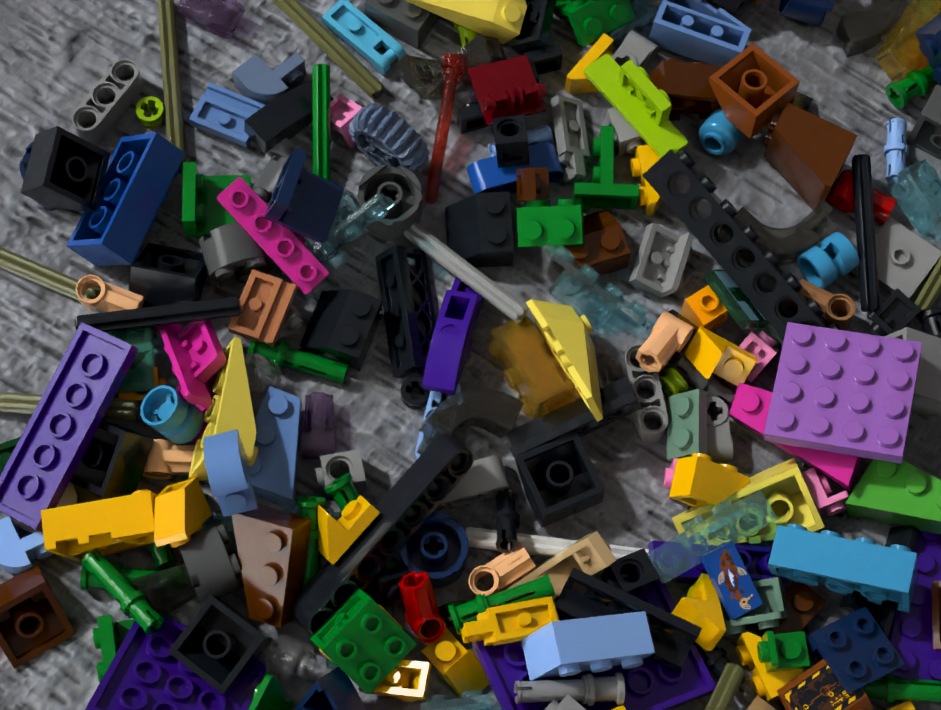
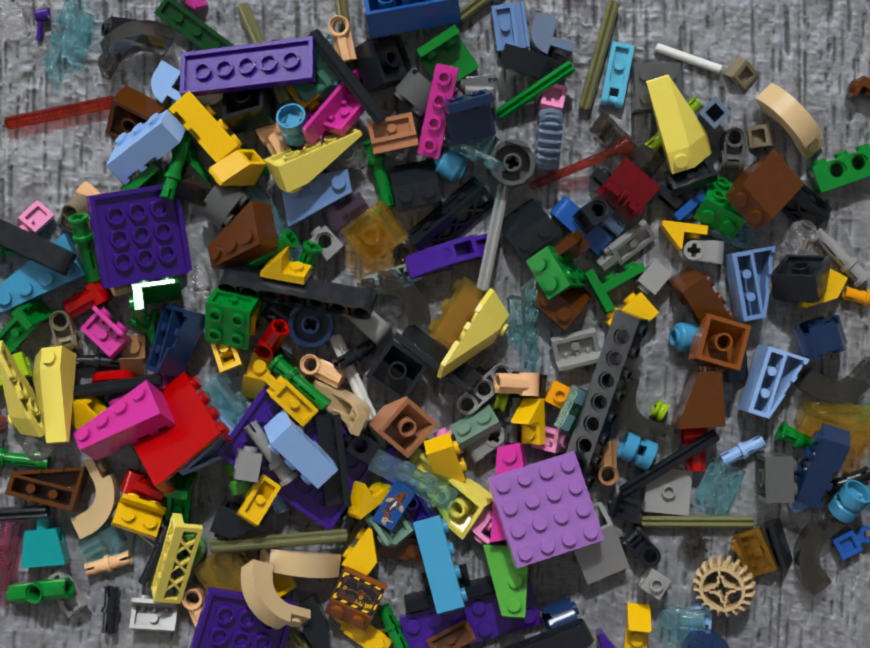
camera: 60 degrees right, 20 degrees up
(66, 610) = (143, 143): none -> light blue wedge
(220, 644) = (181, 240): black slope -> none
(228, 473) = (267, 185): medium blue brick -> none
(346, 270) = (451, 166): none -> dark azure head
(369, 403) = (374, 233): none -> clear yellow brick
(571, 50) = (685, 211): none -> blue plate
(633, 509) = (403, 425): none -> nougat slope
(637, 101) = (667, 276): lime bracket -> none
(783, 651) = (371, 557): green bracket -> none
(792, 211) = (659, 410): none -> lime bush
(828, 71) = (769, 379): none -> light blue wedge
(855, 650) = (396, 597): dark blue bracket -> none

